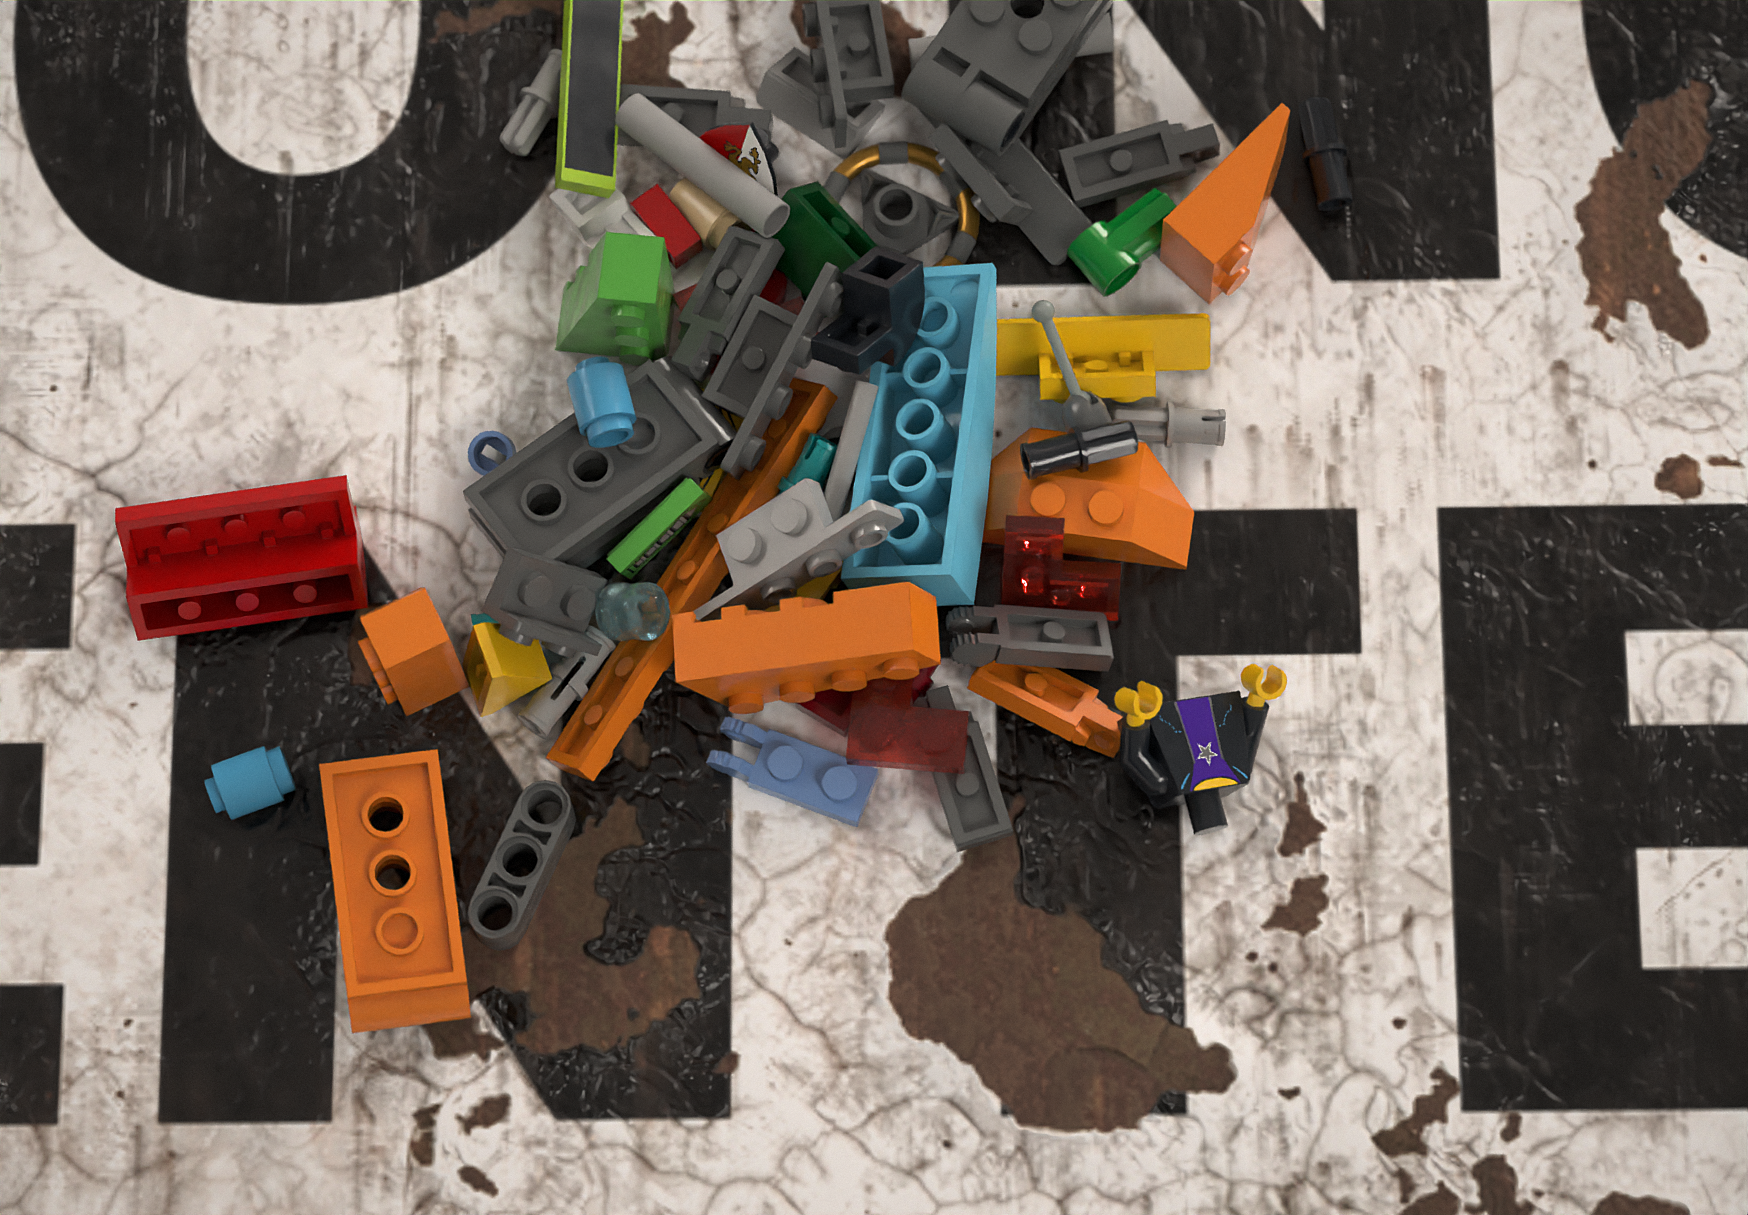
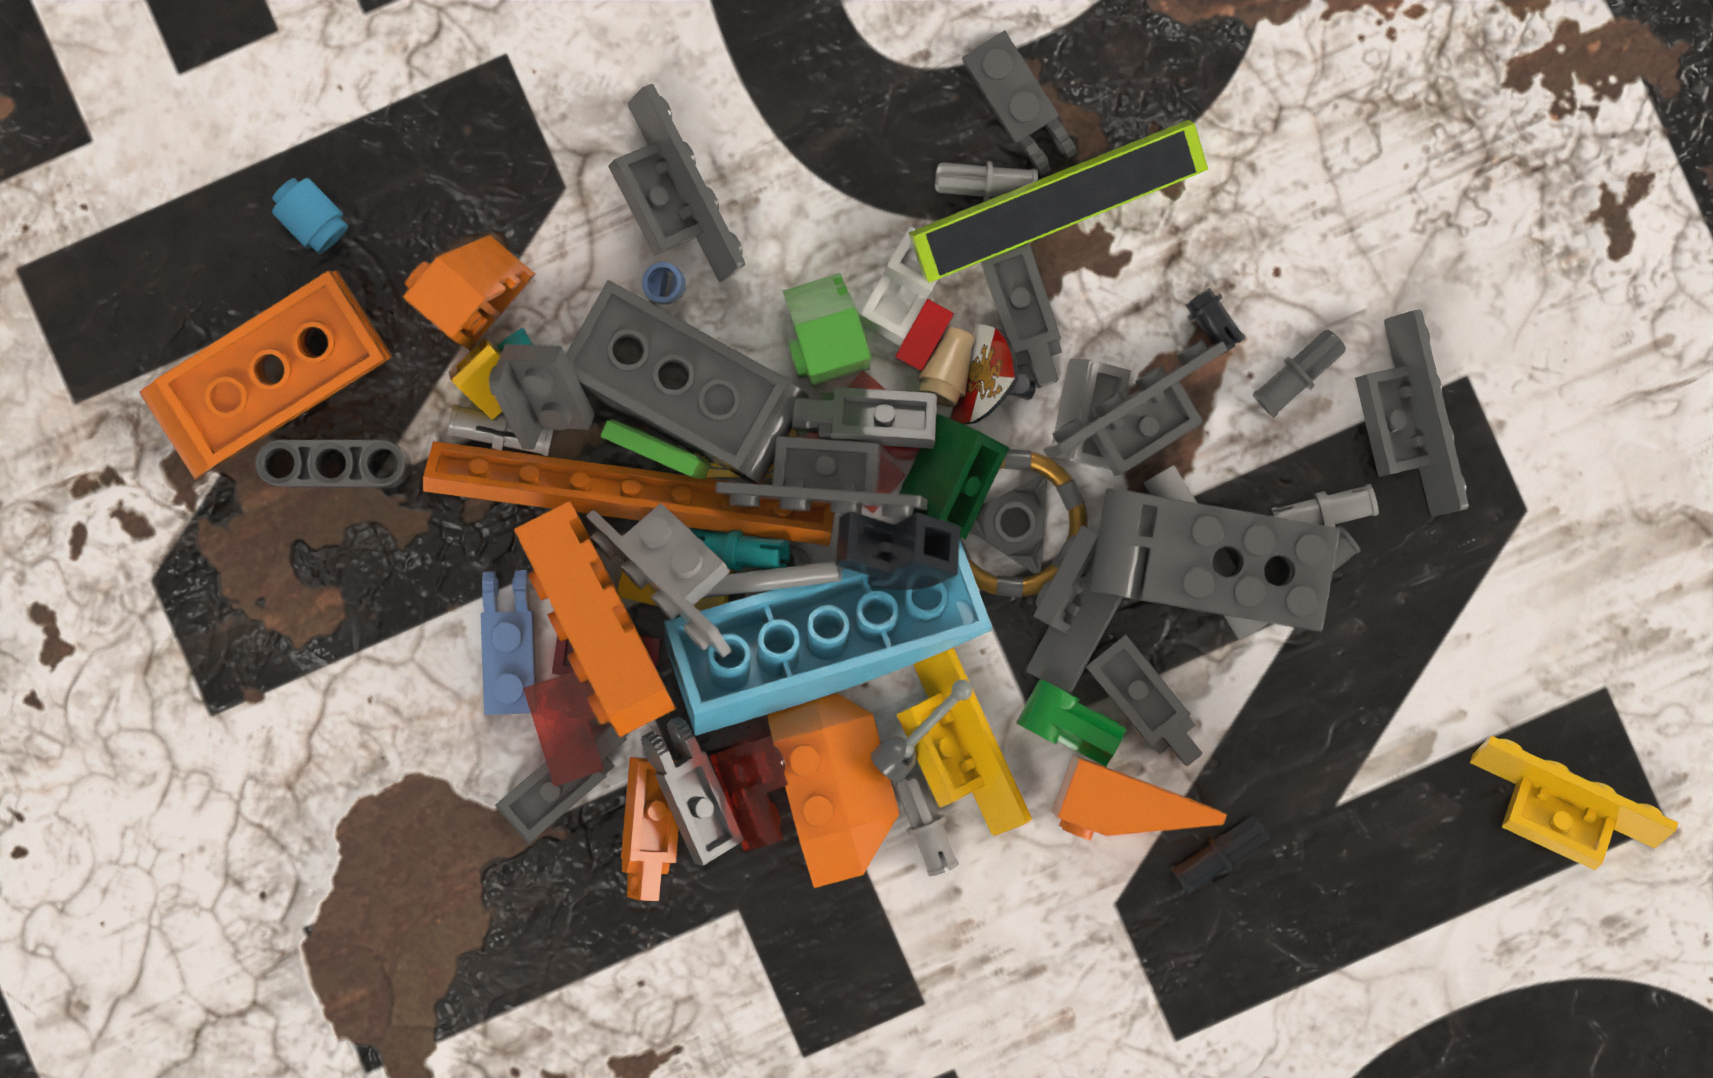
camera: 60 degrees right, 15 degrees up
(242, 557) = (484, 123): red brick -> none
(401, 406) = (669, 191): none -> dark grey bracket
(473, 43) = (1017, 98): none -> dark grey hinge
(602, 402) = (727, 361): dark azure brick -> none
(632, 611) = (571, 461): clear light blue wheel -> none
(702, 165) = (975, 348): light grey piece -> none
(1078, 449) = (858, 768): black axle -> none
(1197, 745) = (655, 966): torso -> none

